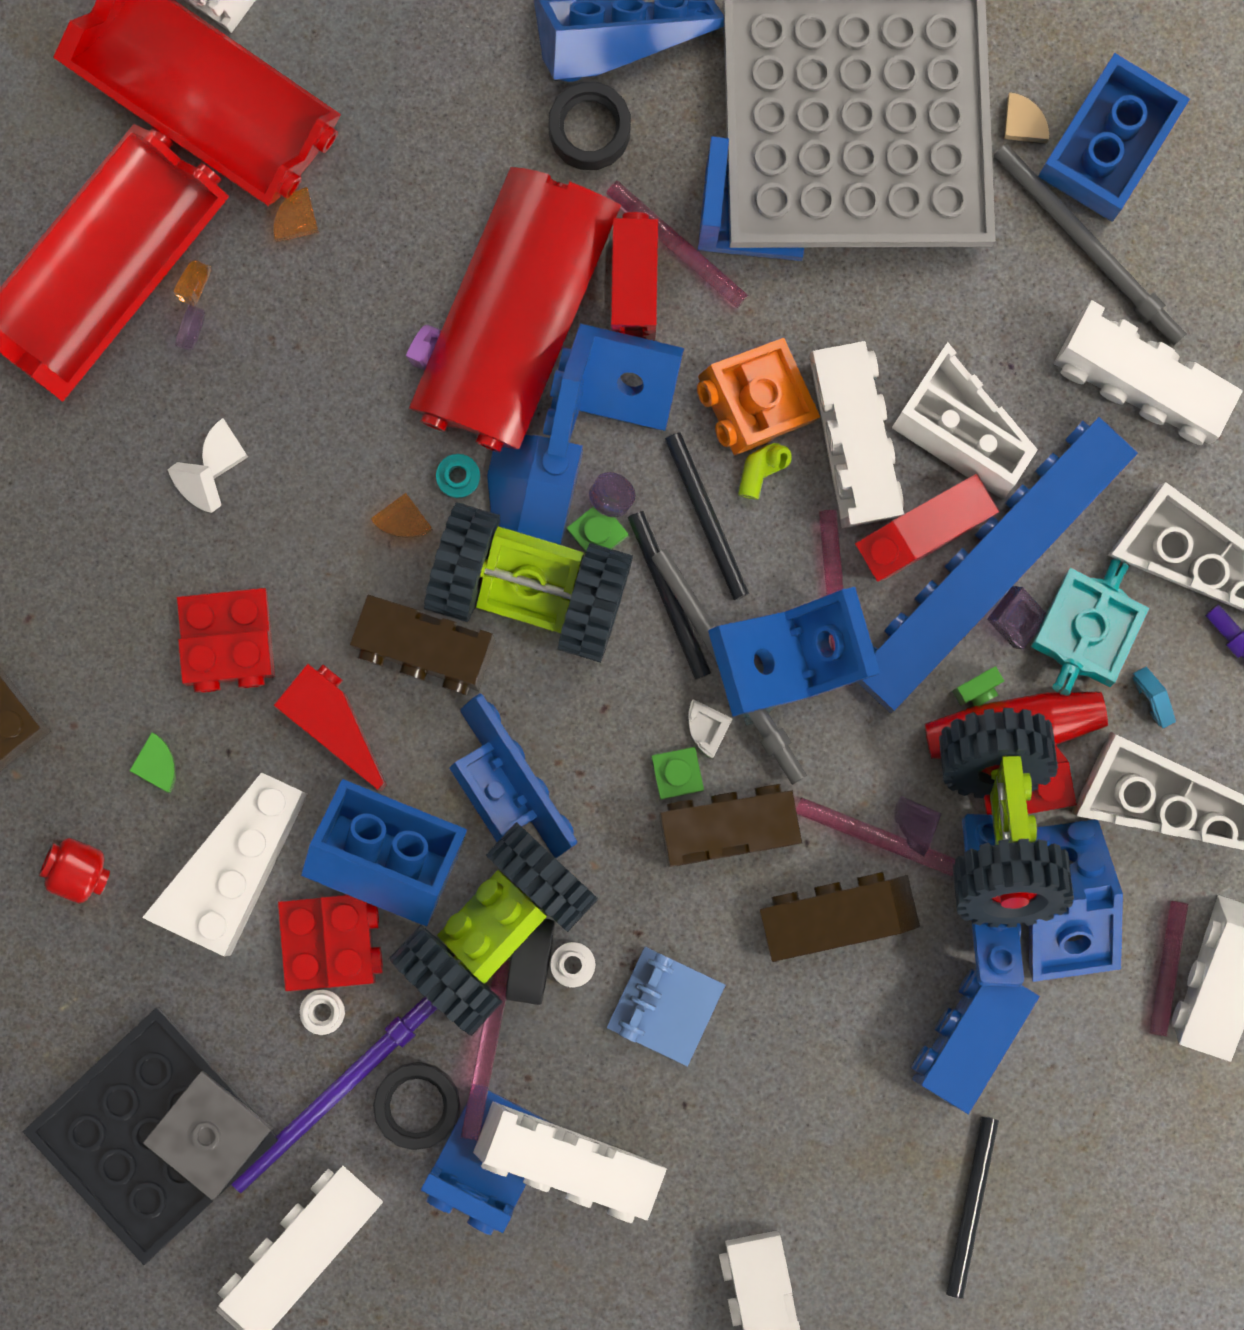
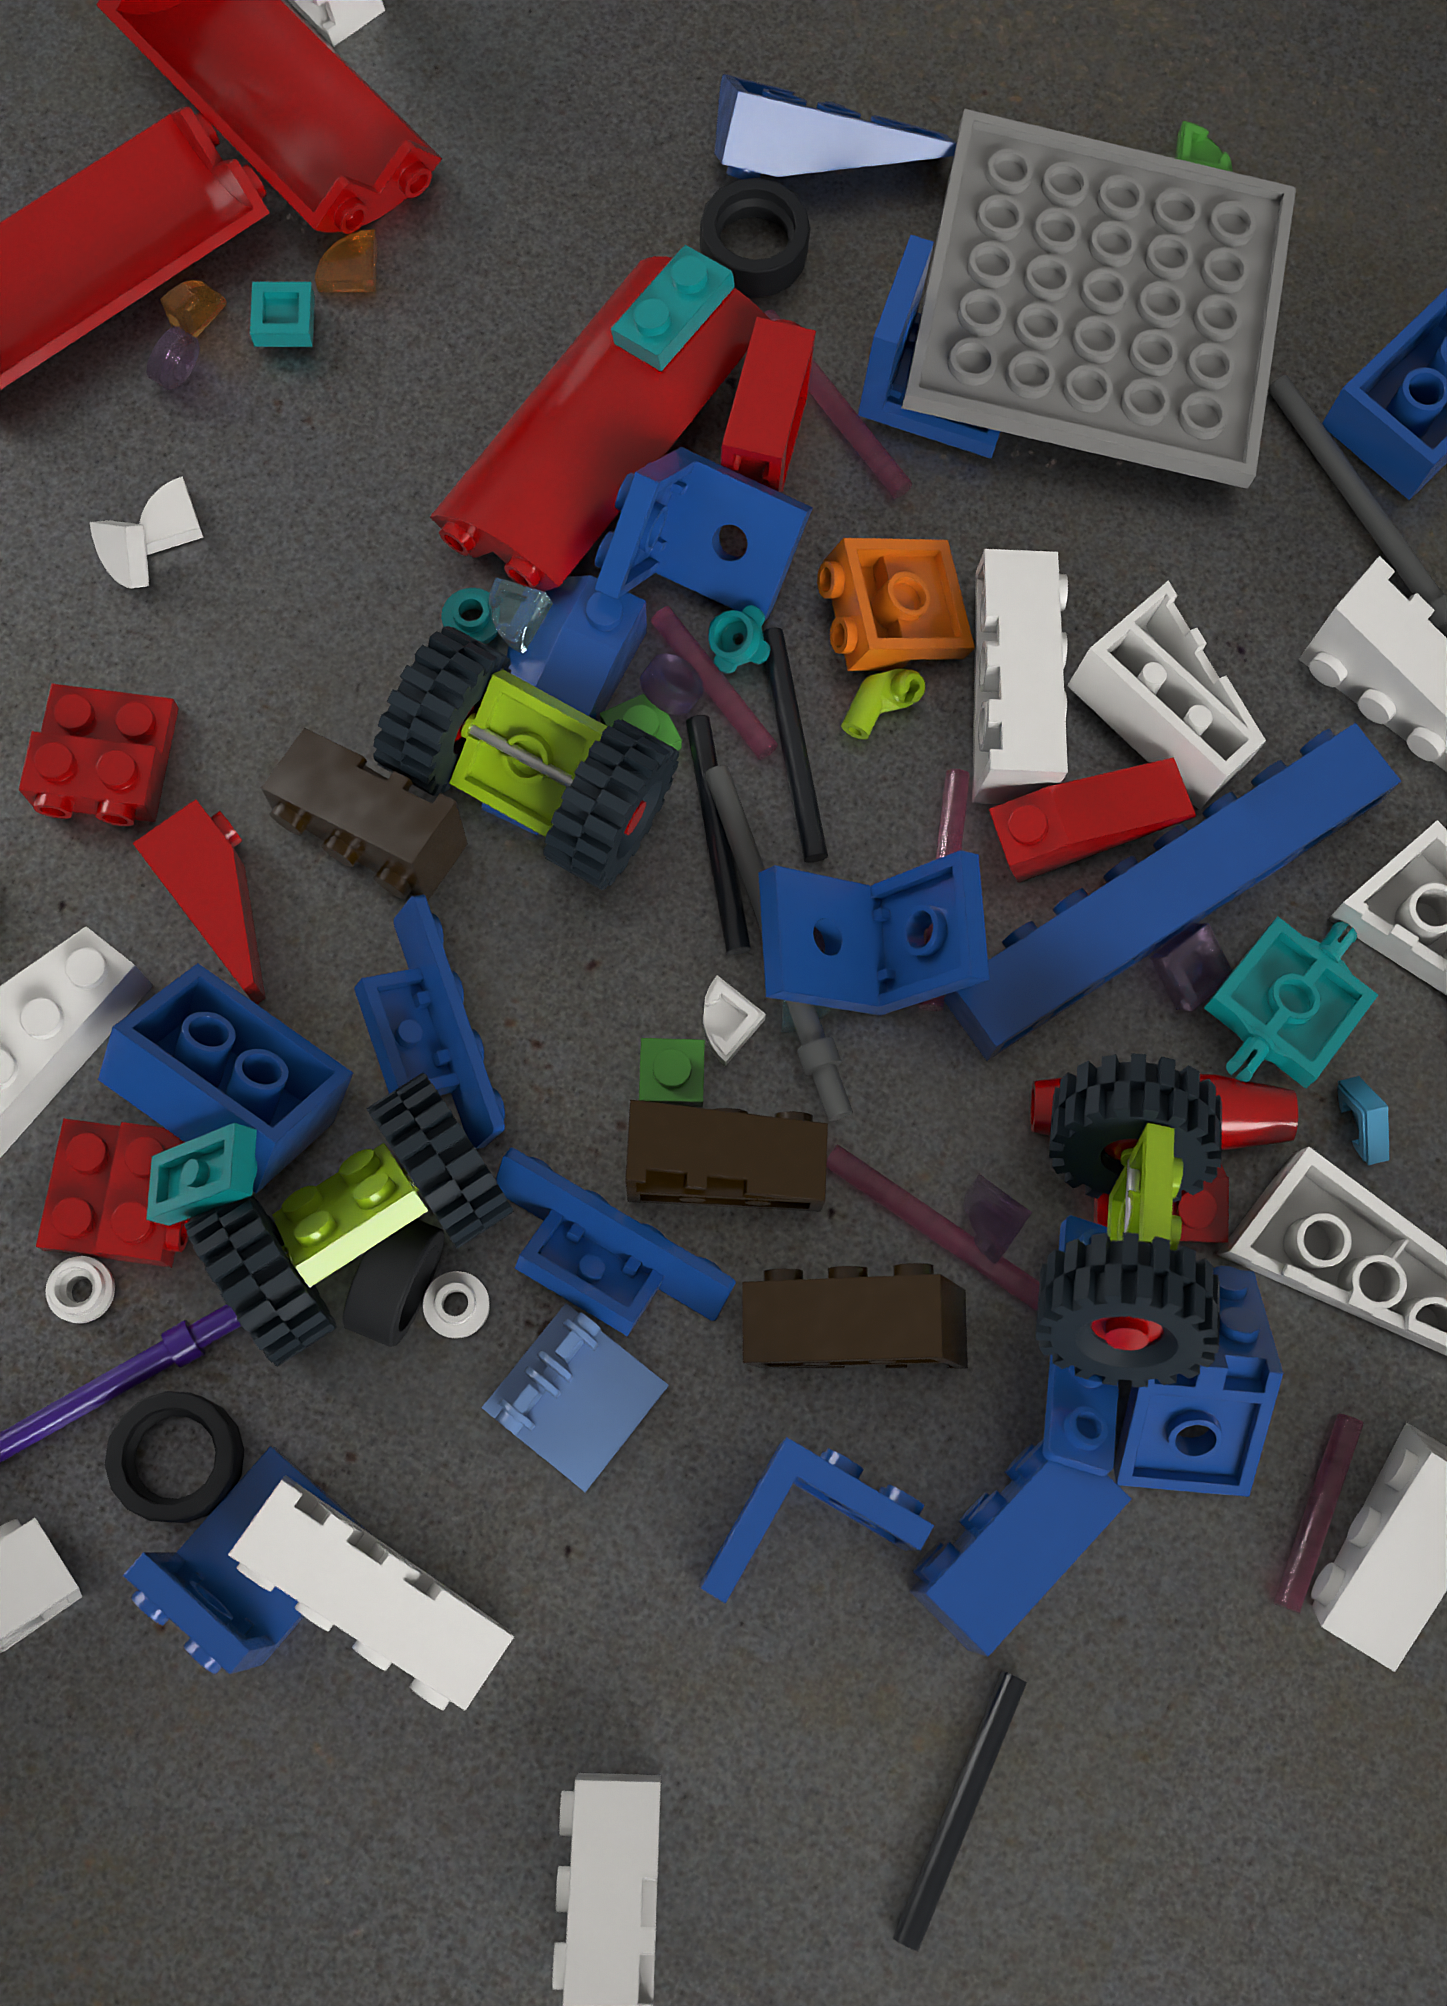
camera: 10 degrees right, 10 degrees down
(258, 272) = (282, 314): none -> teal plate
(392, 926) = (202, 1174): none -> teal plate
(402, 519) = (379, 653): clear orange tile -> none
(422, 346) = (465, 446): medium lavender tile -> none
(485, 1059) = (288, 1418): clear pink bar -> none
(491, 471) = (517, 612): none -> clear light blue tile
(549, 219) = (673, 307): none -> teal plate
(640, 454) = (724, 631): none -> teal plate
(640, 483) = (715, 683): none -> clear pink bar
(661, 911) = (601, 1254): none -> blue bracket
(808, 1041) = (829, 1479): none -> blue bracket
(980, 688) = (1122, 1041): bright green plate -> none
(1024, 120) = (1317, 356): tan tile -> none

